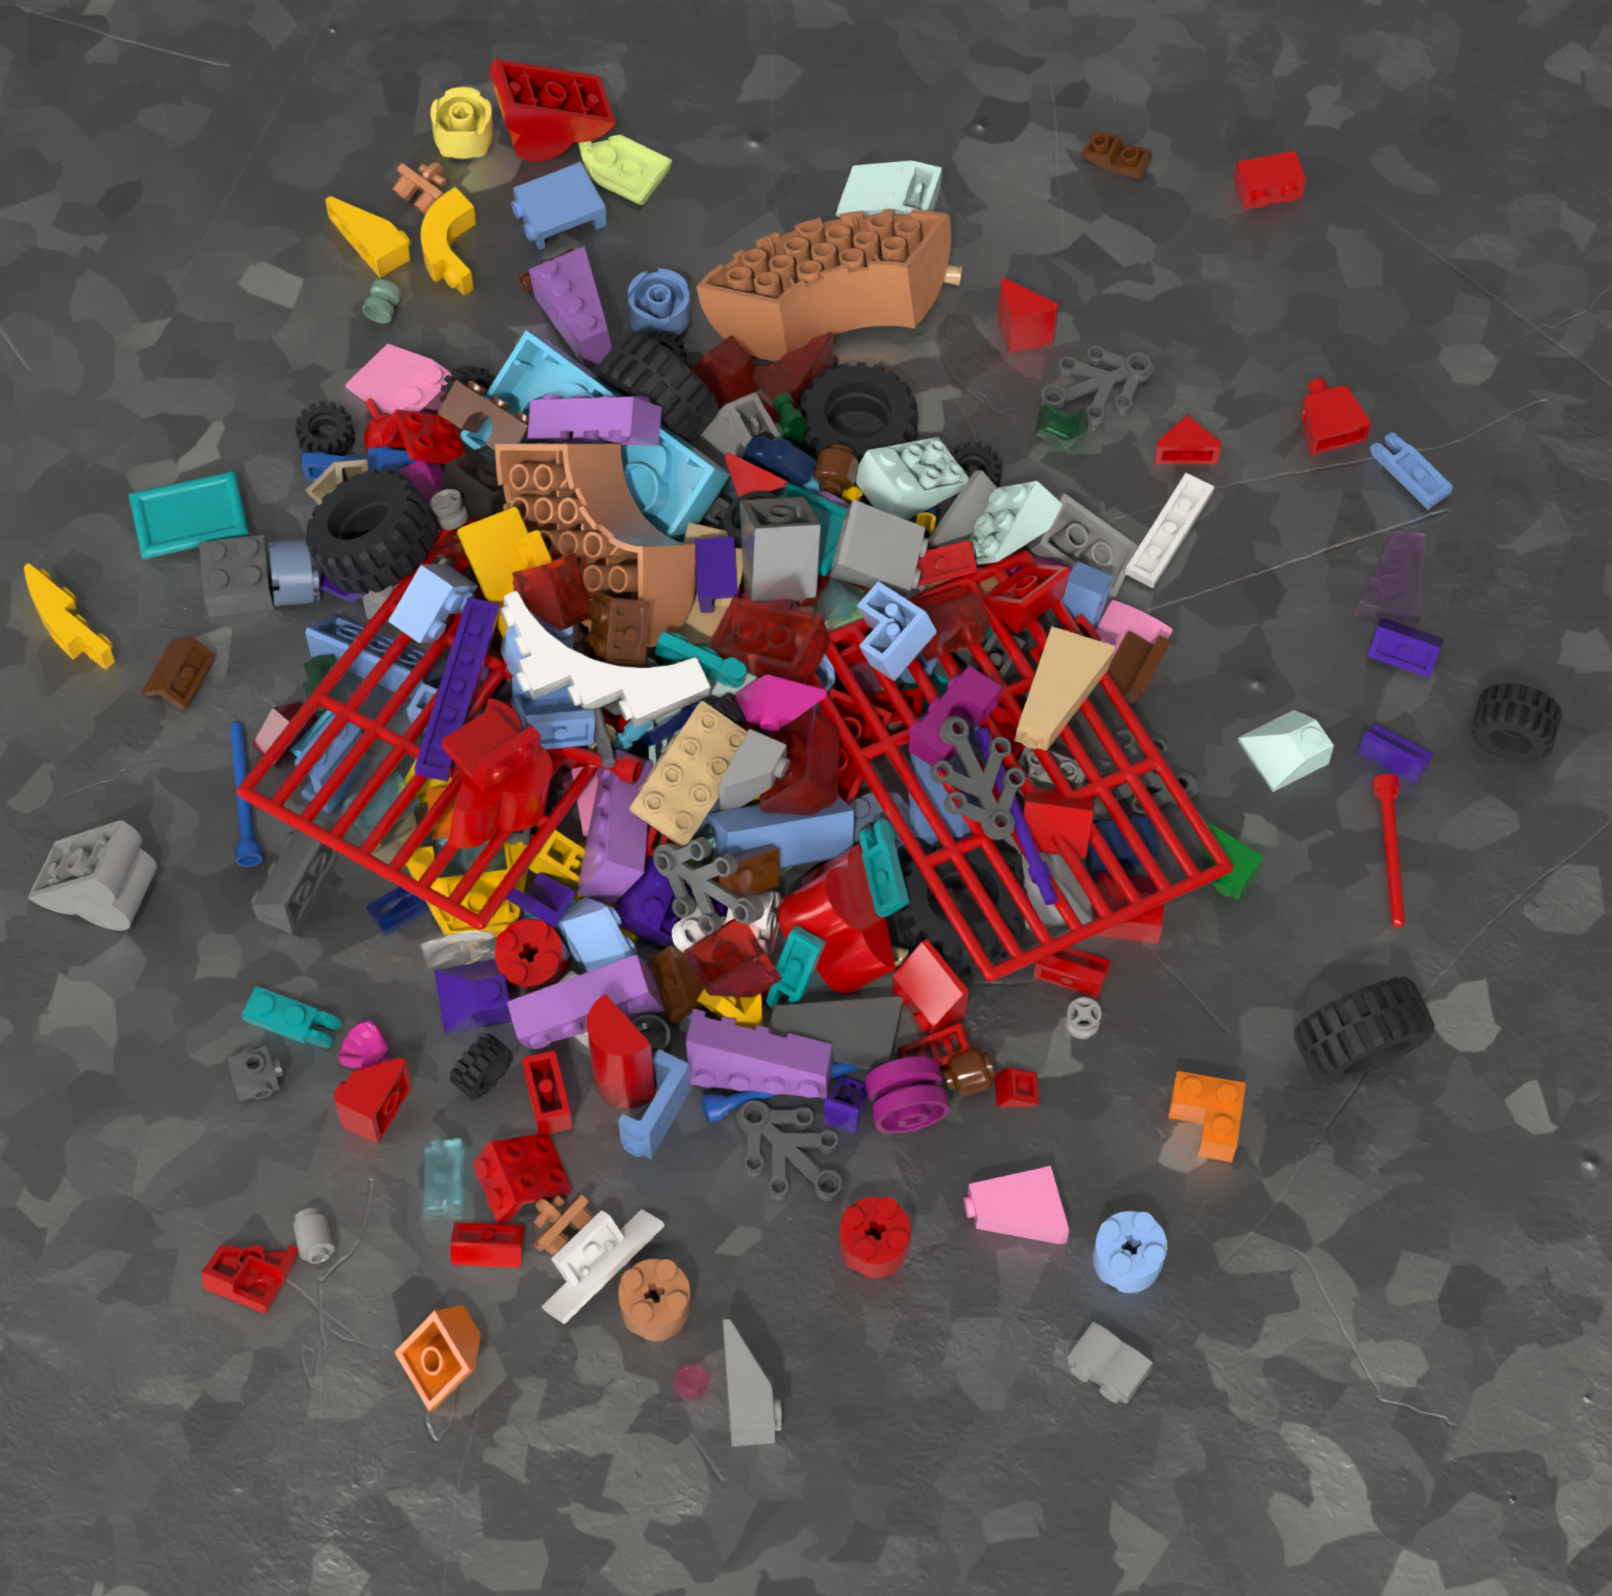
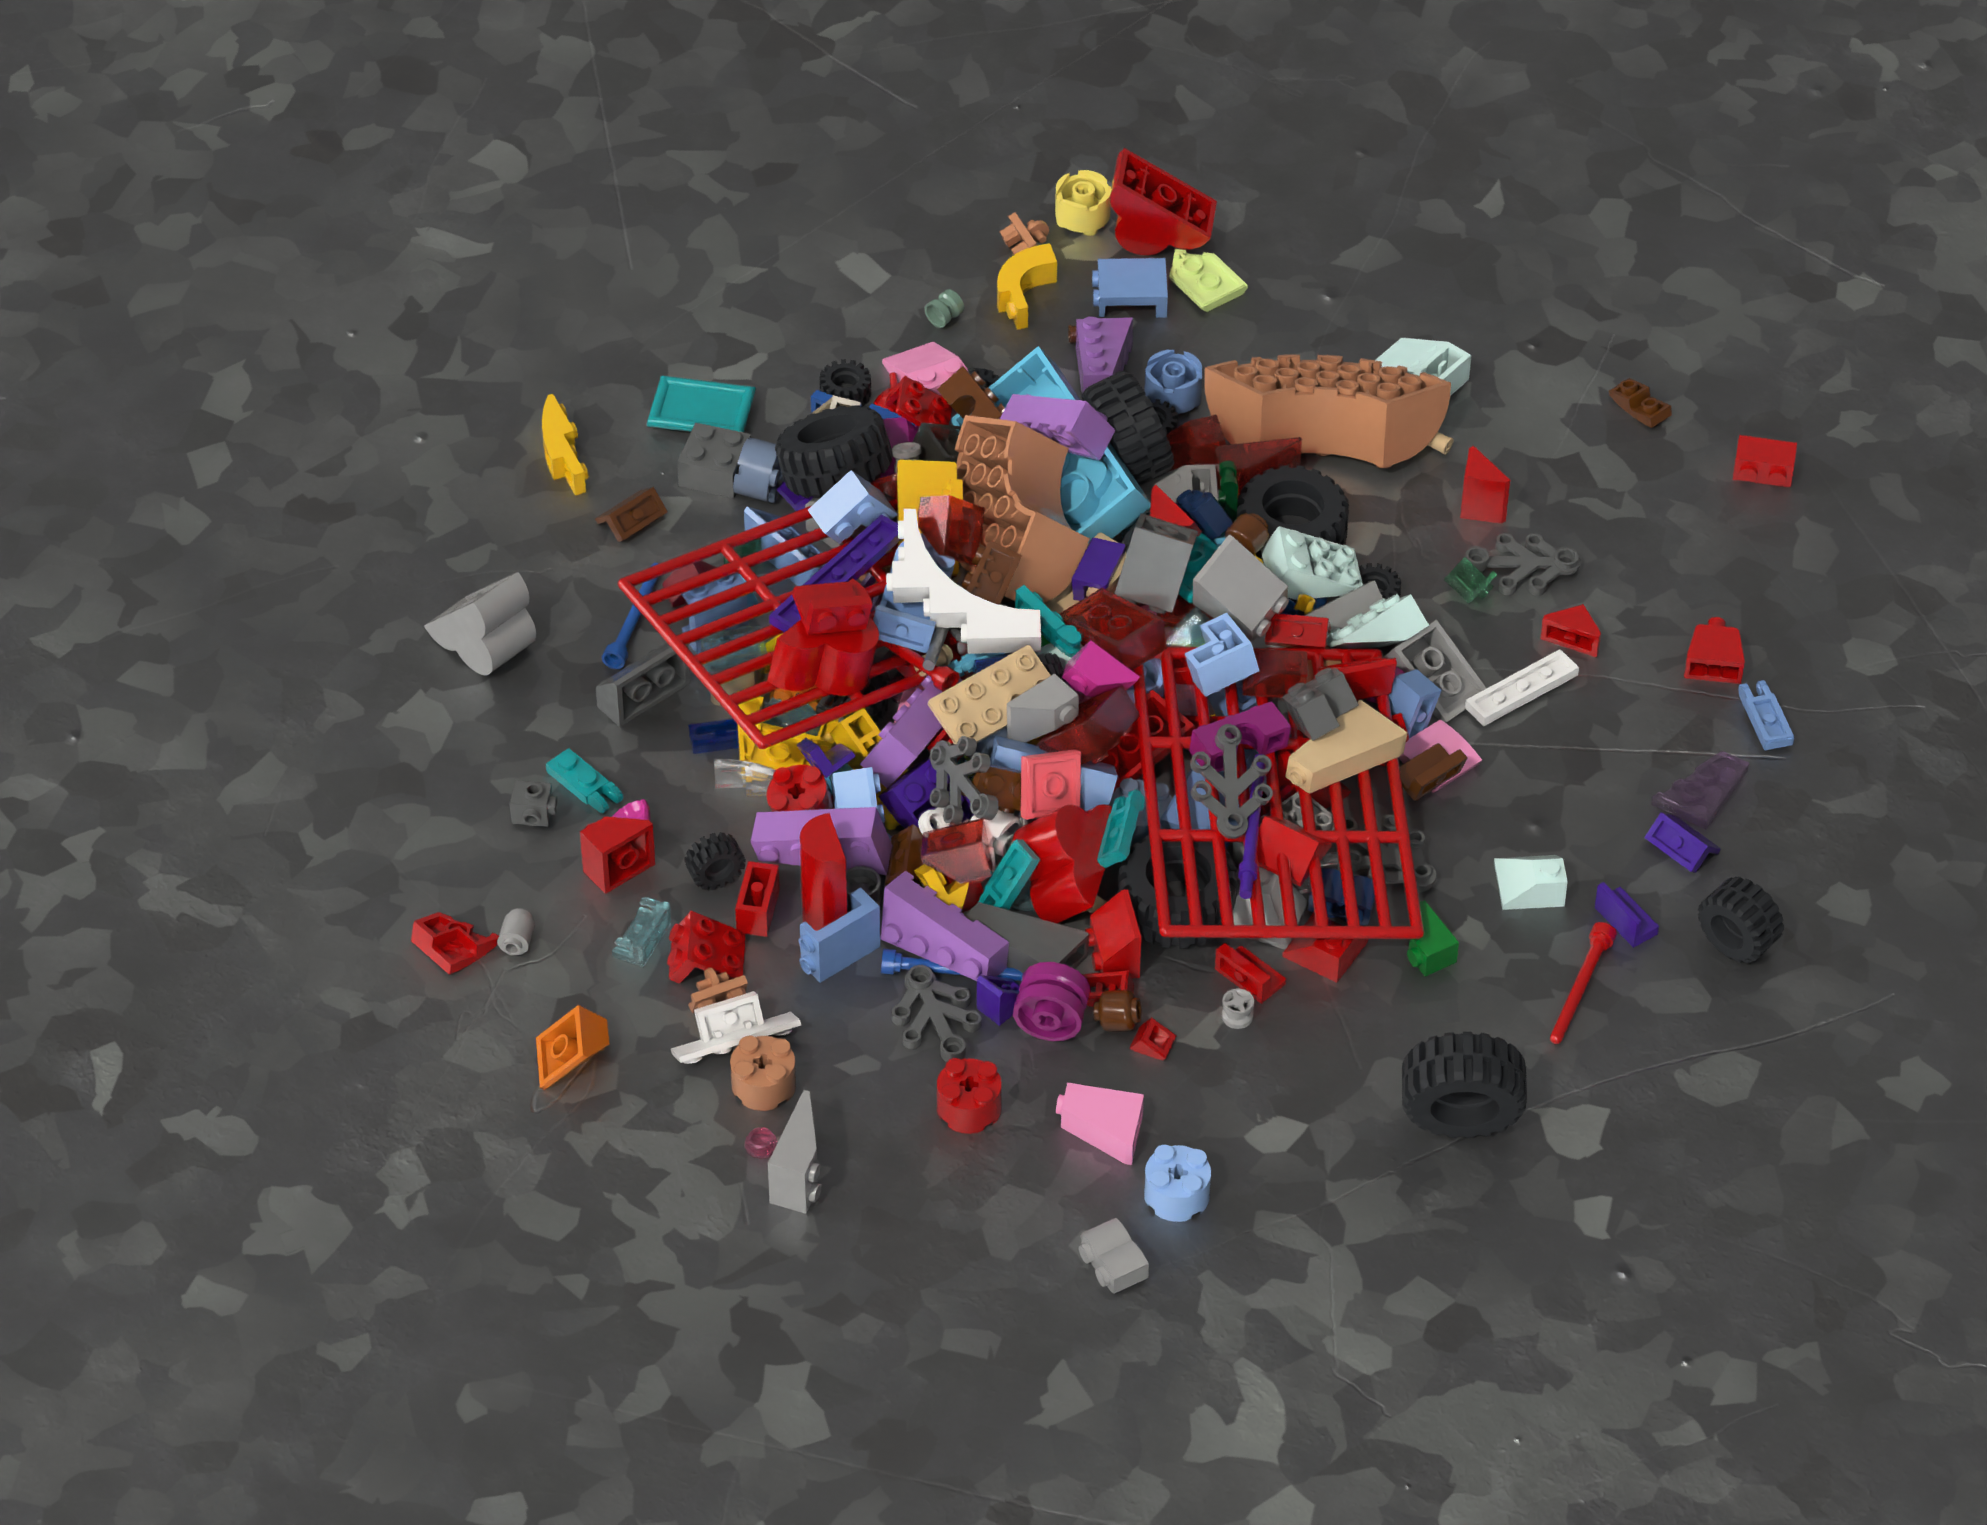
camera: 25 degrees right, 15 degrees down
(371, 236) = (962, 260): yellow slope -> none
(472, 996) = (735, 815): dark purple slope -> none
(487, 1244) = (651, 991): red slope -> none
(796, 851) = (1049, 782): none -> coral plate
(1016, 651) = (1320, 702): none -> dark grey brick
(1215, 1105) = (1309, 1110): orange brick -> none

